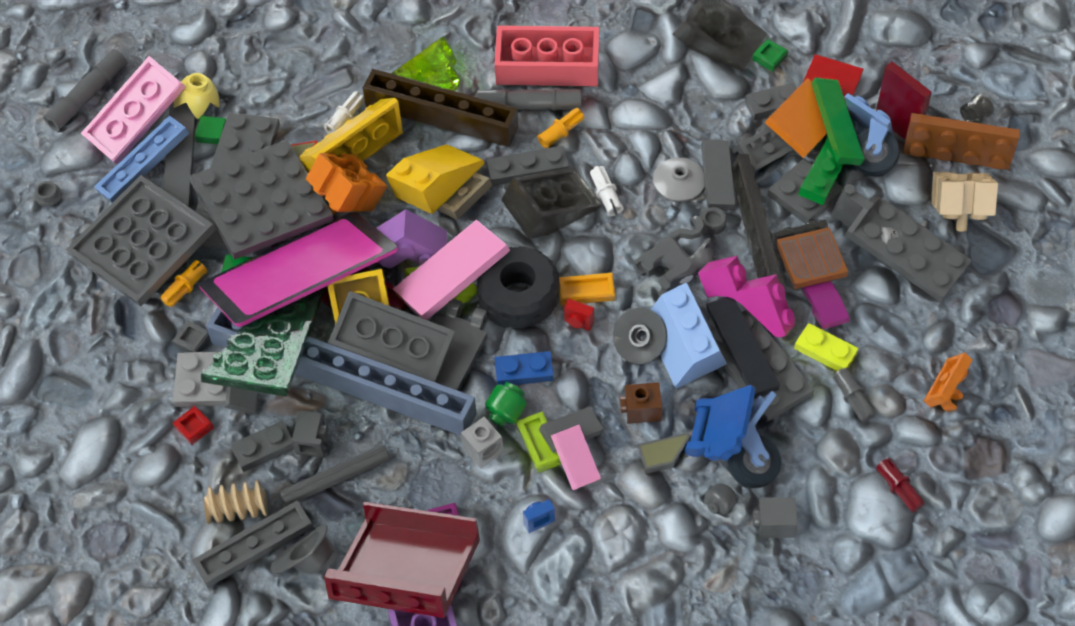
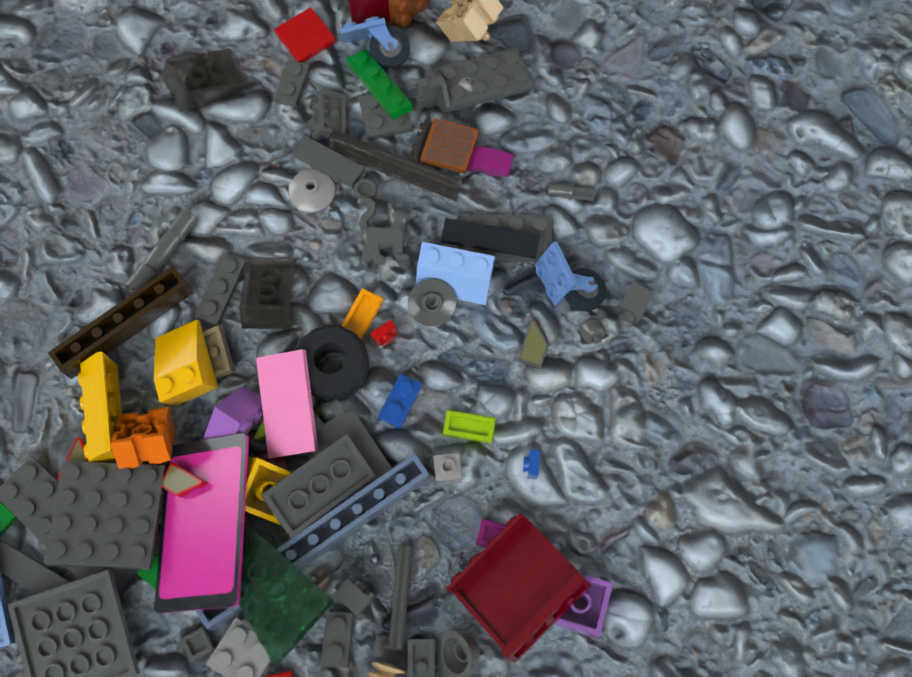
camera: 60 degrees left, 15 degrees up
(183, 283) = (141, 624): light orange axle -> none
(326, 232) = (181, 481): none -> olive tile
(344, 112) = (67, 400): white axle -> none
(433, 66) = (76, 306): clear neon green brick -> none
(505, 404) = (425, 433): green head -> none
(547, 55) = (133, 212): coral brick -> none
(560, 128) = (206, 244): light orange axle -> none
(575, 457) = (504, 409): bright pink tile -> none
(585, 418) = (476, 398): dark grey tile -> none
(606, 190) = (287, 247): white axle -> none
(642, 403) = (487, 335): reddish brown brick -> none
(725, 425) = (550, 288): blue piece -> none
(760, 296) = (459, 199): dark pink arch -> none
(770, 55) = (249, 59): green tile -> none
(799, 120) = (328, 72): orange tile -> none
(825, 348) = (521, 185): neon yellow plate -> none
(837, 121) = (349, 52): green tile -> none
(899, 484) = (657, 208): dark red axle -> none
(945, 384) = (601, 125): orange plate -> none

